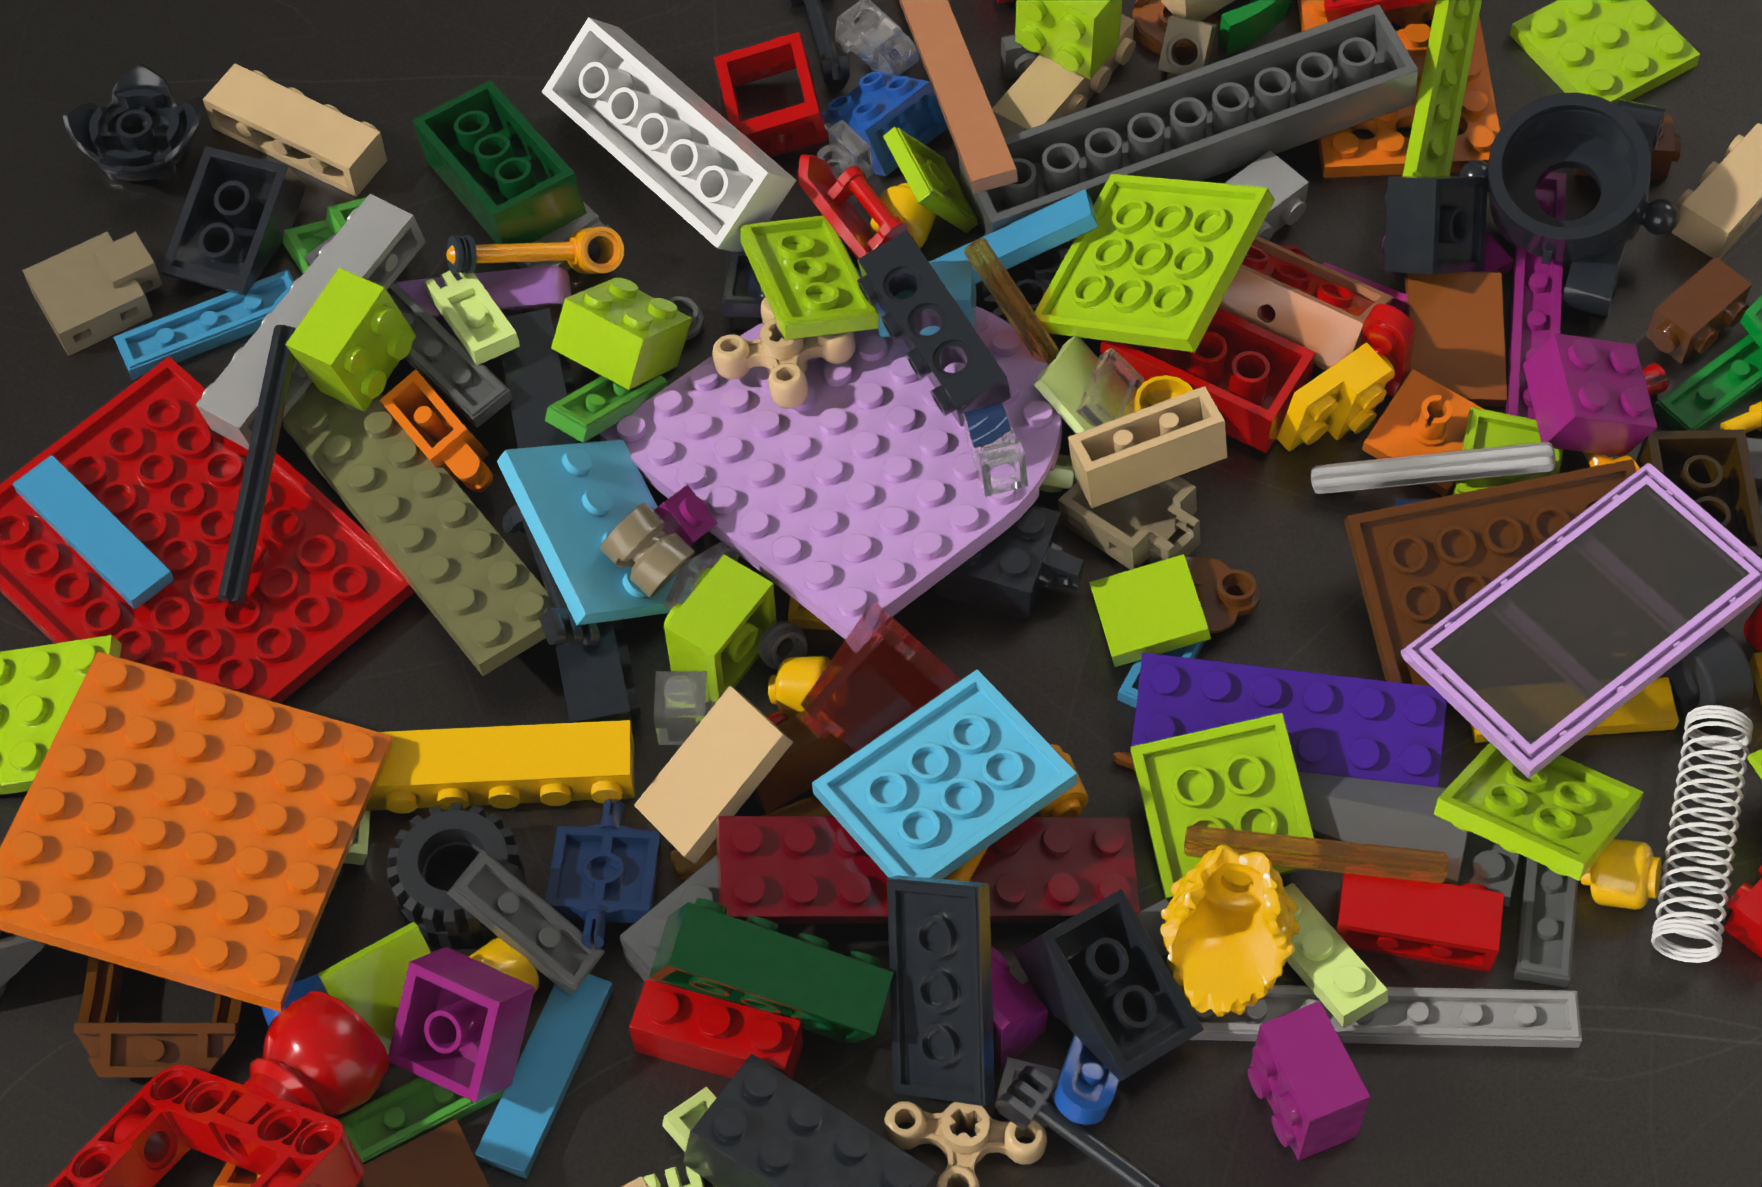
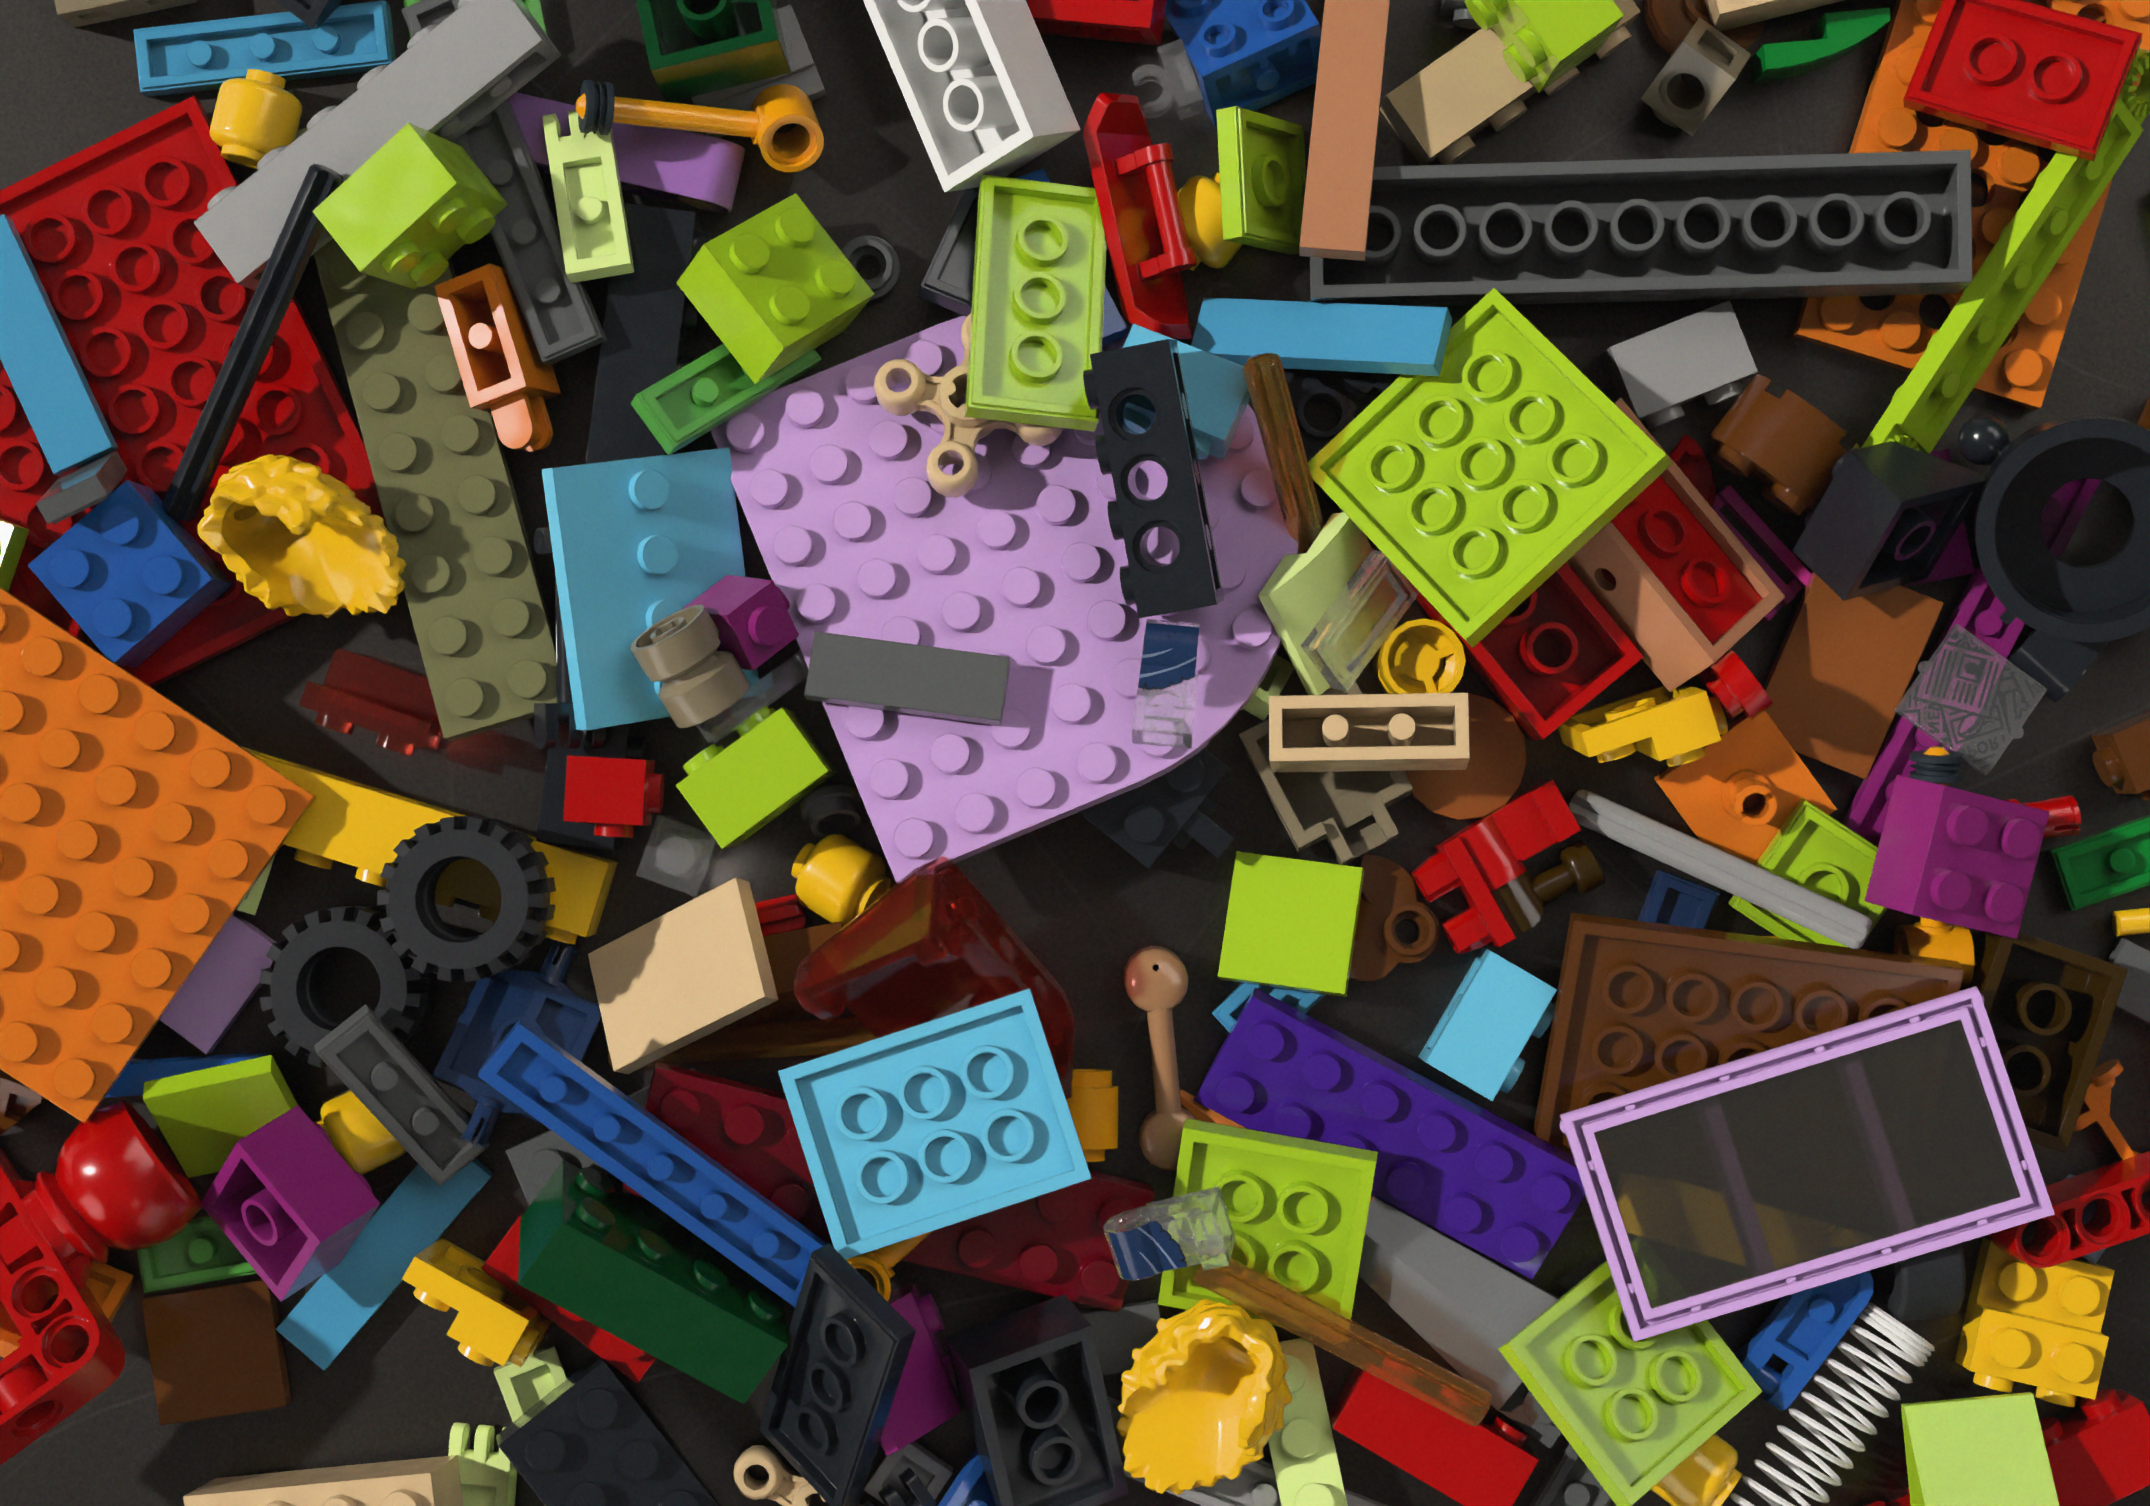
camera: 20 degrees right, 30 degrees up
(158, 586) = (82, 488): none -> dark grey tile
(210, 634) = (130, 574): none -> blue brick
(212, 349) = (254, 117): none -> yellow head
(335, 568) = (302, 539): none -> yellow hair
(352, 916) = (220, 985): none -> lavender tile
(419, 684) = (377, 699): none -> clear red bracket
(526, 721) = (413, 910): none -> black tyre
(617, 658) = (612, 793): none -> red brick
(645, 1053) = (491, 1318): none -> yellow plate
(741, 867) = (651, 1159): none -> blue plate
(808, 509) = (907, 678): none -> dark grey tile
(1068, 685) = (1158, 995): none -> medium nougat piece
(1154, 822) = (1171, 1235): none -> clear leg
(1233, 485) = (1492, 771): none -> dark orange tile
(1273, 530) = (1490, 874): none -> red hips
(1323, 624) = (1490, 1025): none -> medium azure brick
(1344, 218) = (1779, 444): none -> reddish brown brick
(1542, 312) = (1970, 699): none -> clear piece
(1654, 742) = (1803, 1334): none -> blue plate

